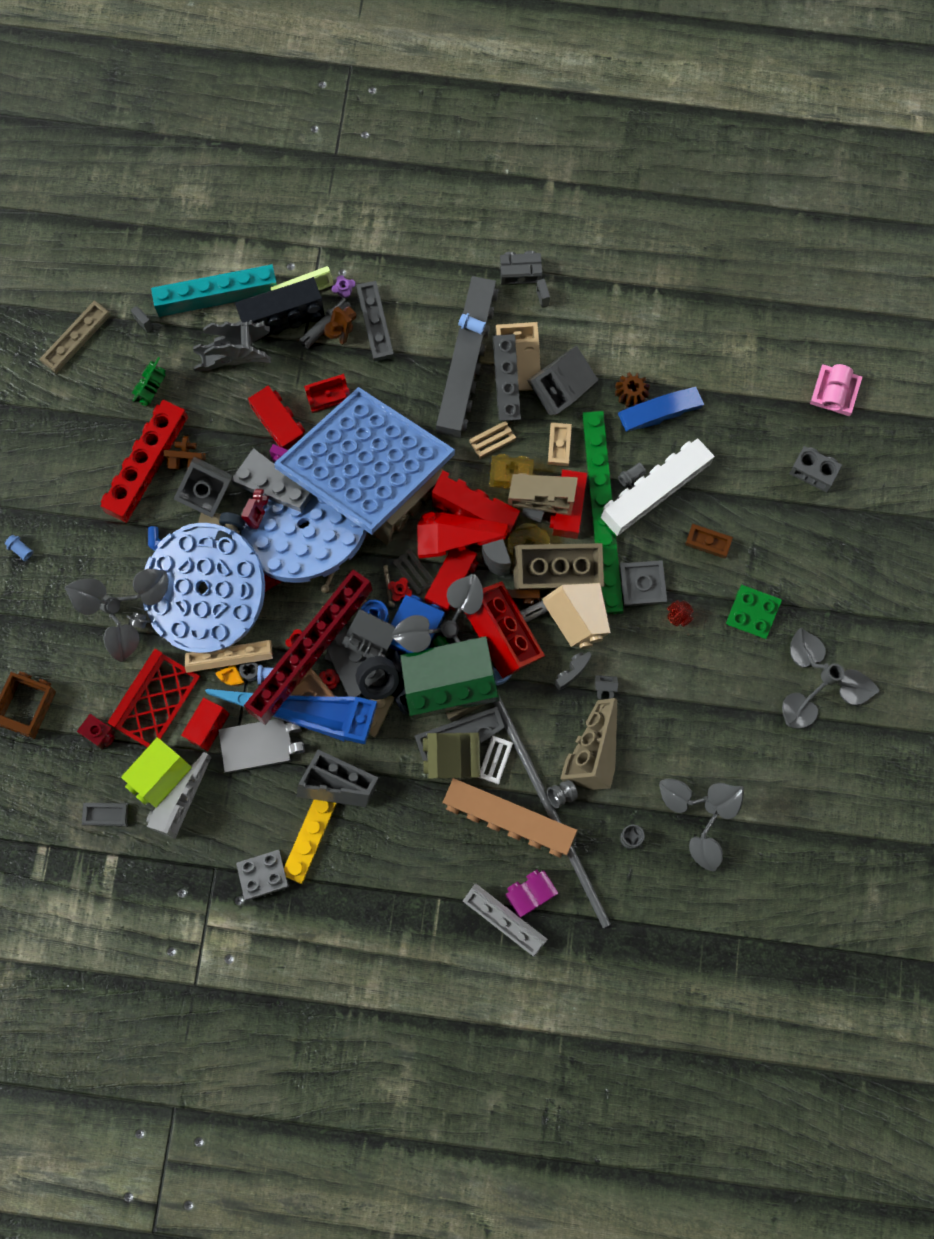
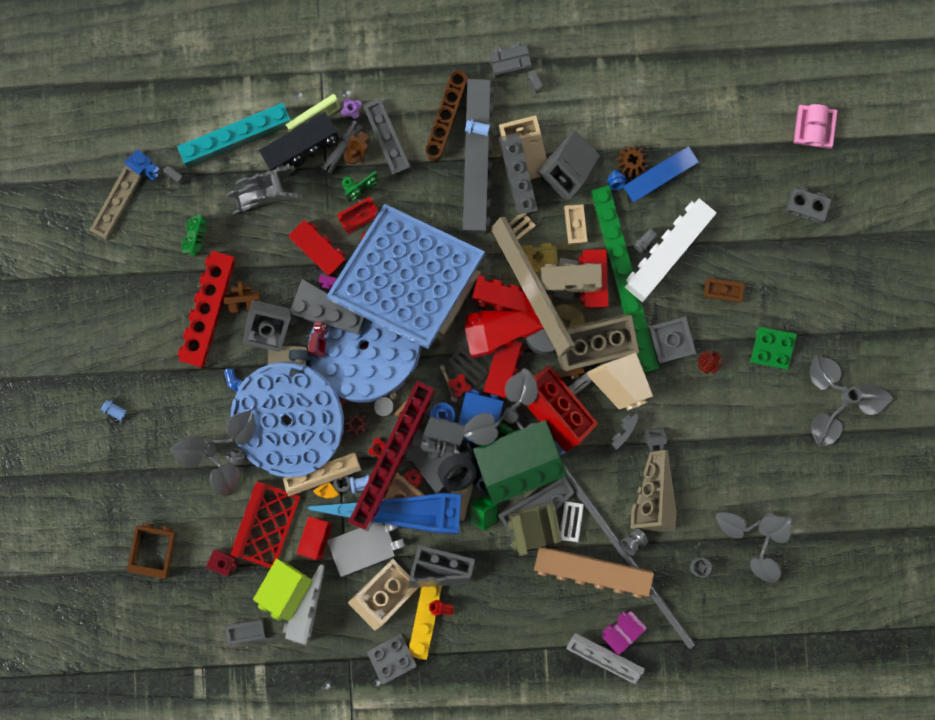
camera: 10 degrees left, 10 degrees up
(111, 302) = (142, 164): none -> blue plate
(266, 801) = (382, 595): none -> tan slope
(275, 605) = (353, 419): none -> clear red gear
(312, 597) = (383, 406): none -> light grey tile
(325, 825) = (437, 607): none -> red pin
(329, 364) = (354, 191): none -> green hinge
(399, 731) = (483, 513): none -> green panel
(438, 319) = (446, 107): none -> reddish brown beam
(499, 494) = (532, 286): none -> dark tan tile
(612, 407) = (616, 180): none -> blue plate

